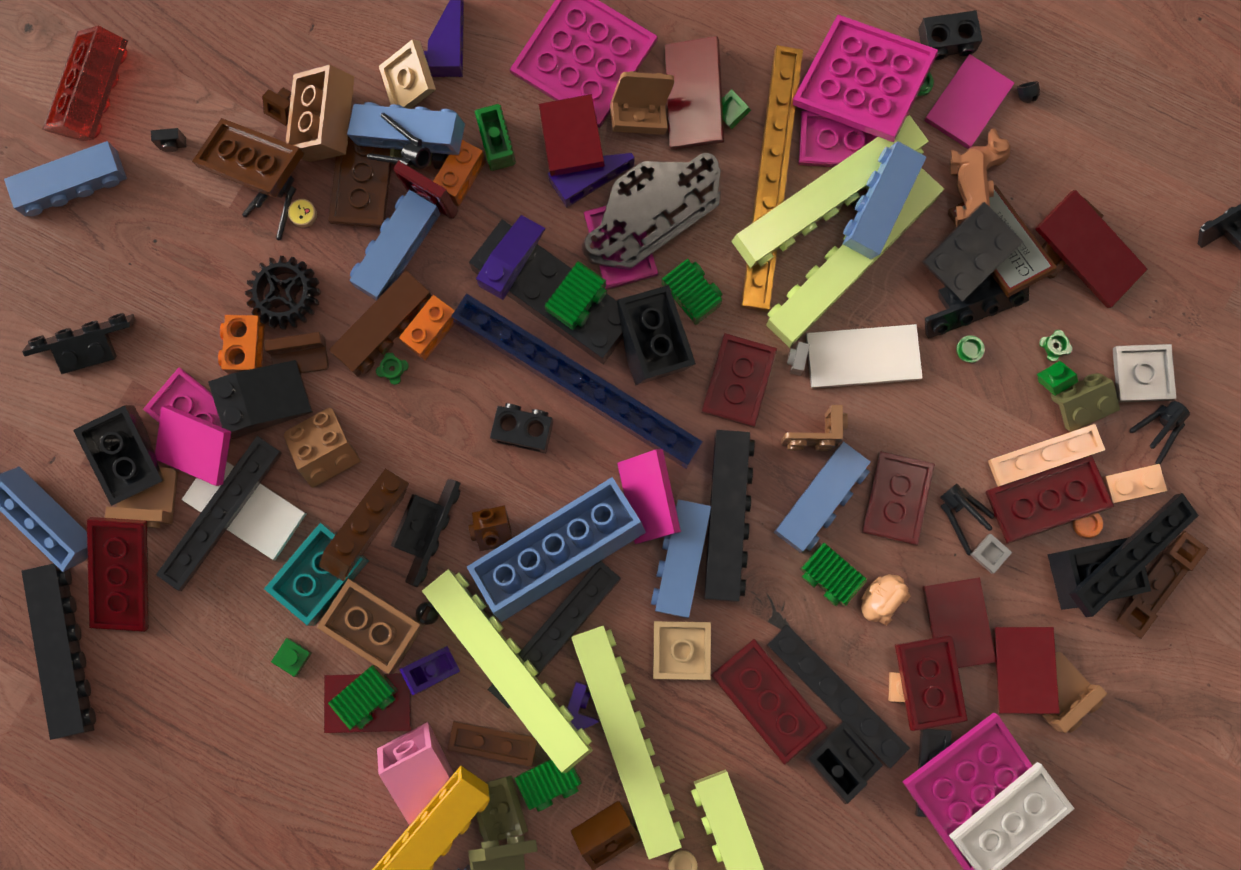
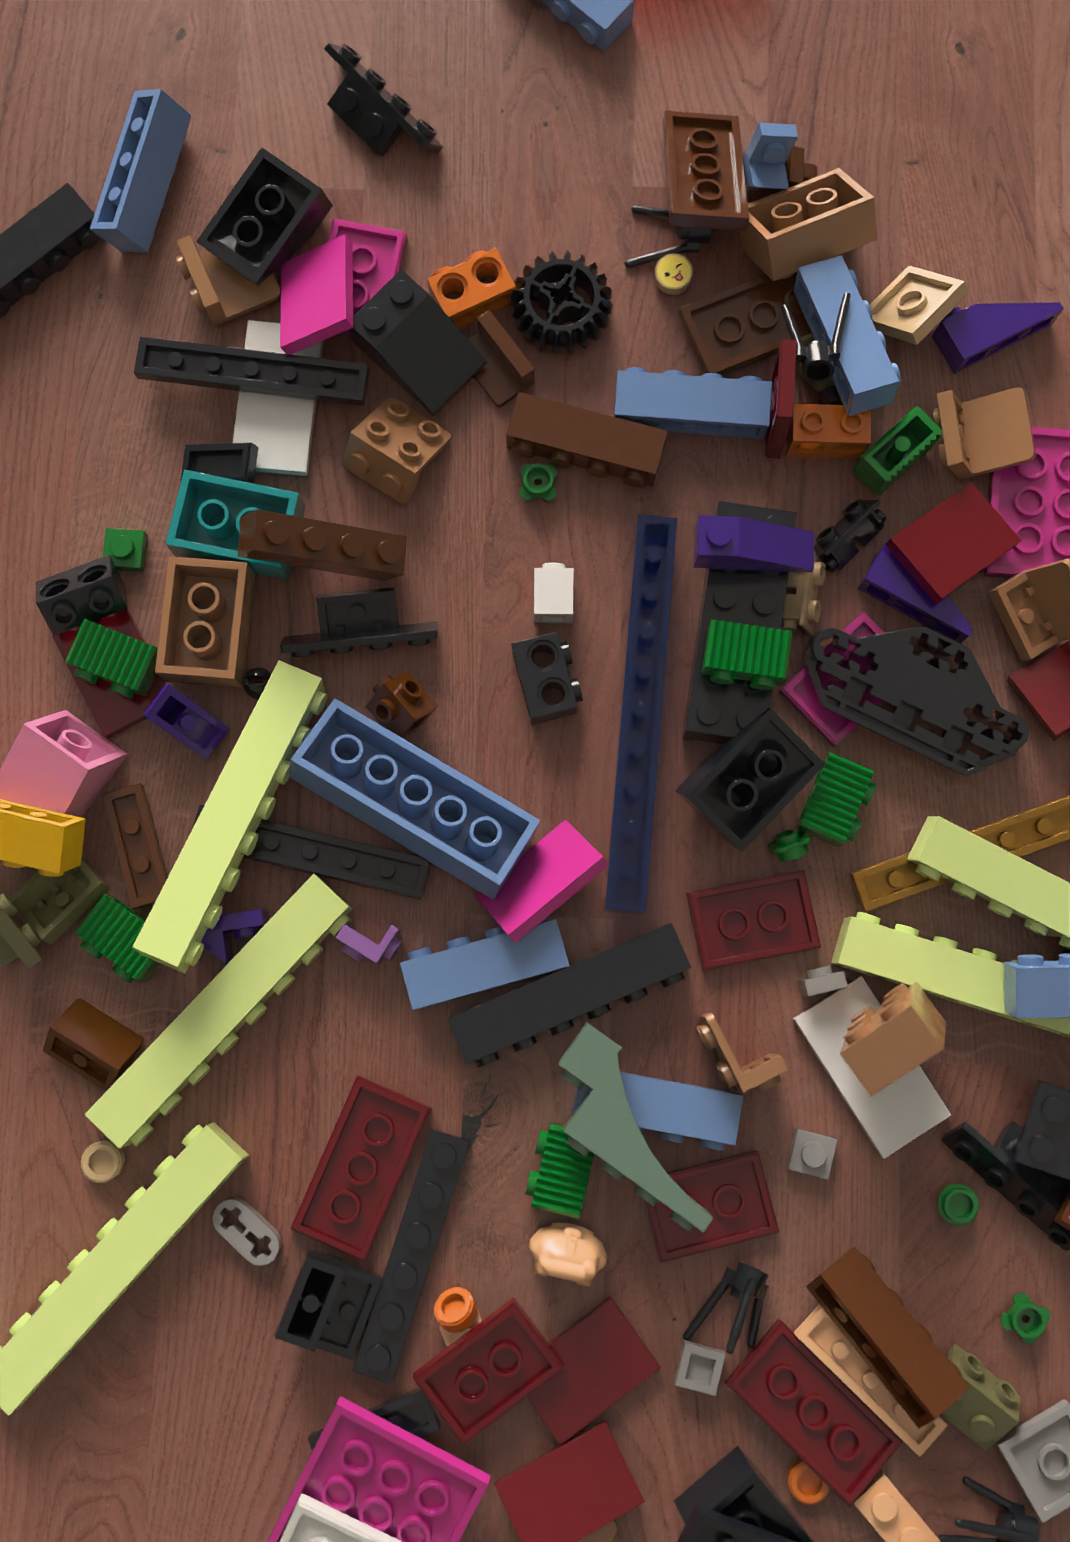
camera: 60 degrees right, 0 degrees up
(117, 574) = (120, 293): dark red tile -> none
(168, 139) = (677, 70): black plate -> none
(262, 115) = (767, 155): none -> medium blue slope
(267, 564) = (223, 460): none -> black tile
(308, 699) = (81, 594): none -> black brick
(428, 327) = (610, 497): orange brick -> none
(470, 395) = (553, 593): none -> white brick
(511, 78) = (984, 432): none -> medium nougat bracket
(525, 183) = (860, 522): none -> black hinge
(561, 247) = (804, 607): none -> tan hinge
(631, 631) = (358, 945): none -> medium lavender bracket
(682, 650) = (369, 1023): tan plate -> none
(705, 333) = (790, 845): none -> green plate
(775, 799) = (239, 1238): none -> light grey beam
(823, 531) = (609, 1130): none -> sand green arch
(855, 332) = (893, 1037): none -> medium nougat brick
(884, 685) = (455, 1309): none -> orange tile
(897, 419) = (811, 1153): none -> light grey plate
(1027, 431) = (888, 1337): none -> reddish brown brick
(1057, 378) = (982, 1342): green plate -> none

